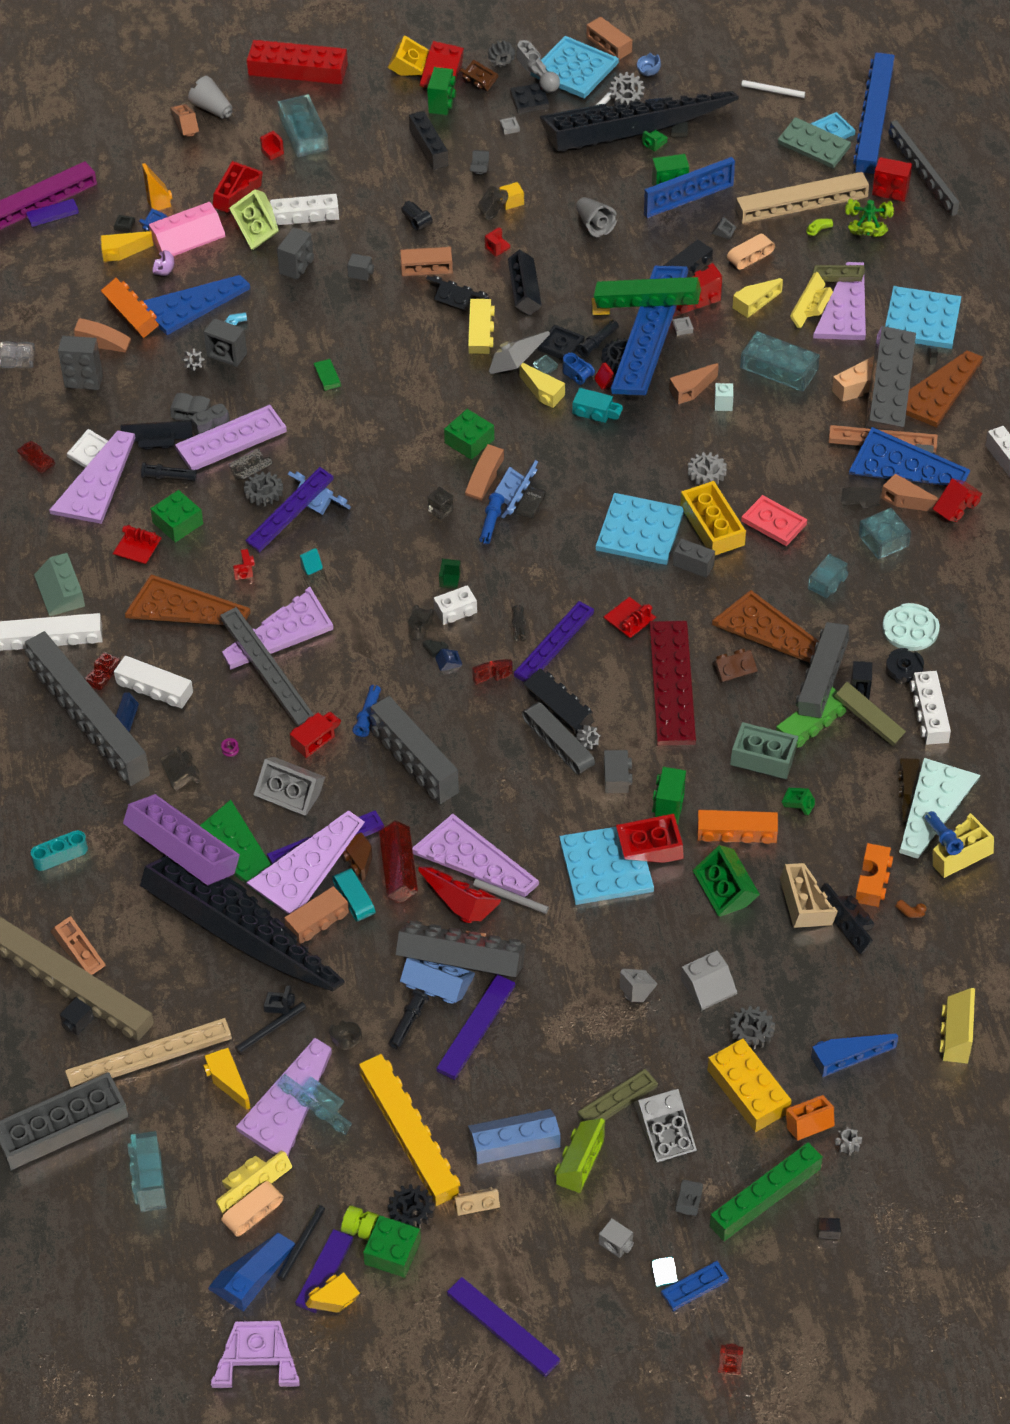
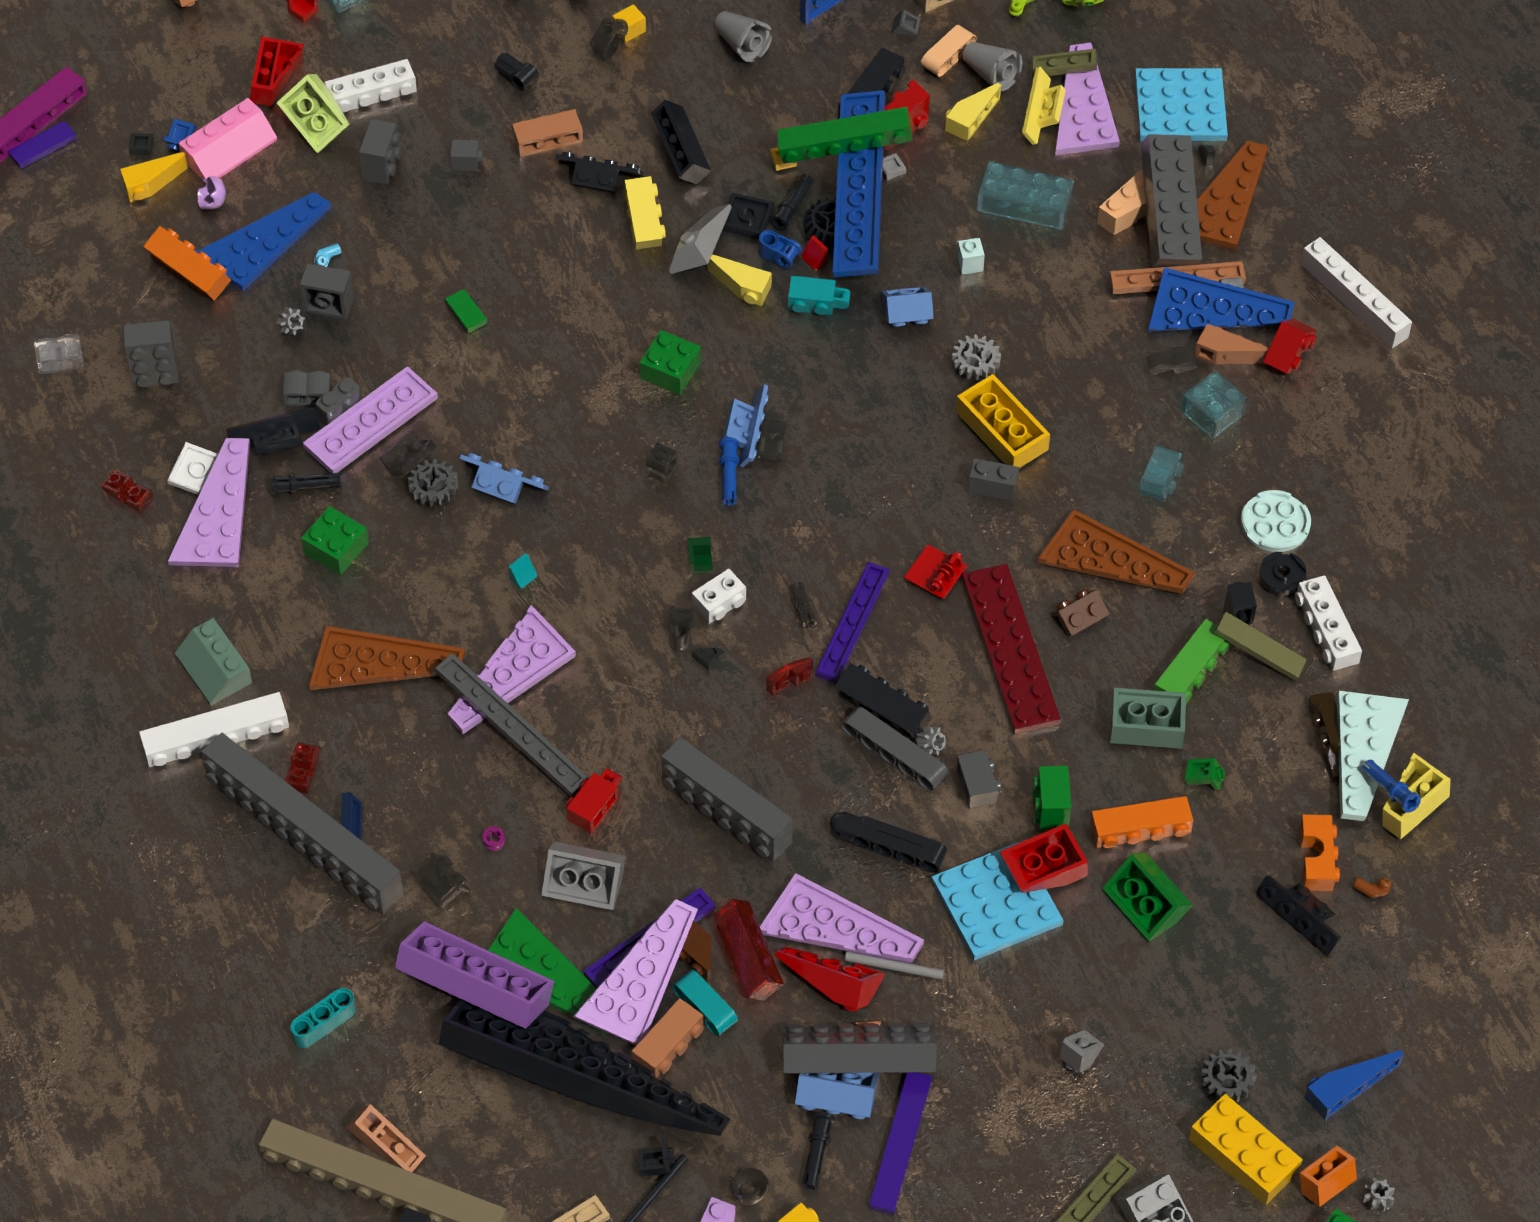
camera: 15 degrees left, 5 degrees up
(106, 336) = (161, 308): nougat slope -> none
(137, 544) = (294, 588): red hinge -> none
(153, 682) = (373, 771): white brick -> none
(156, 191) = (173, 96): light orange slope -> none
(244, 570) = (444, 588): red bracket -> none
(289, 509) = (475, 506): dark purple tile -> none
(361, 728) = (650, 766): blue pin -> none
(448, 659) = (729, 670): dark blue slope -> none
(485, 472) = (704, 410): nougat slope -> none
(495, 243) = (627, 93): red panel -> none
(533, 804) = (889, 841): none -> black piece
(545, 364) = (736, 249): clear light blue tile -> none
(640, 528) = (915, 451): medium azure plate -> none
(664, 424) = (907, 305): none -> medium blue slope
(691, 384) = (922, 248): nougat slope -> none
(708, 980) = (1161, 1026): light grey slope -> none
(774, 520) = (1076, 410): coral plate -> none
(783, 265) = (993, 63): none -> light grey cone
(804, 898) = (1246, 899): tan wedge -> none
(822, 670) = (1192, 601): dark grey brick -> none
(958, 1026) = (1469, 1025): light yellow slope -> none

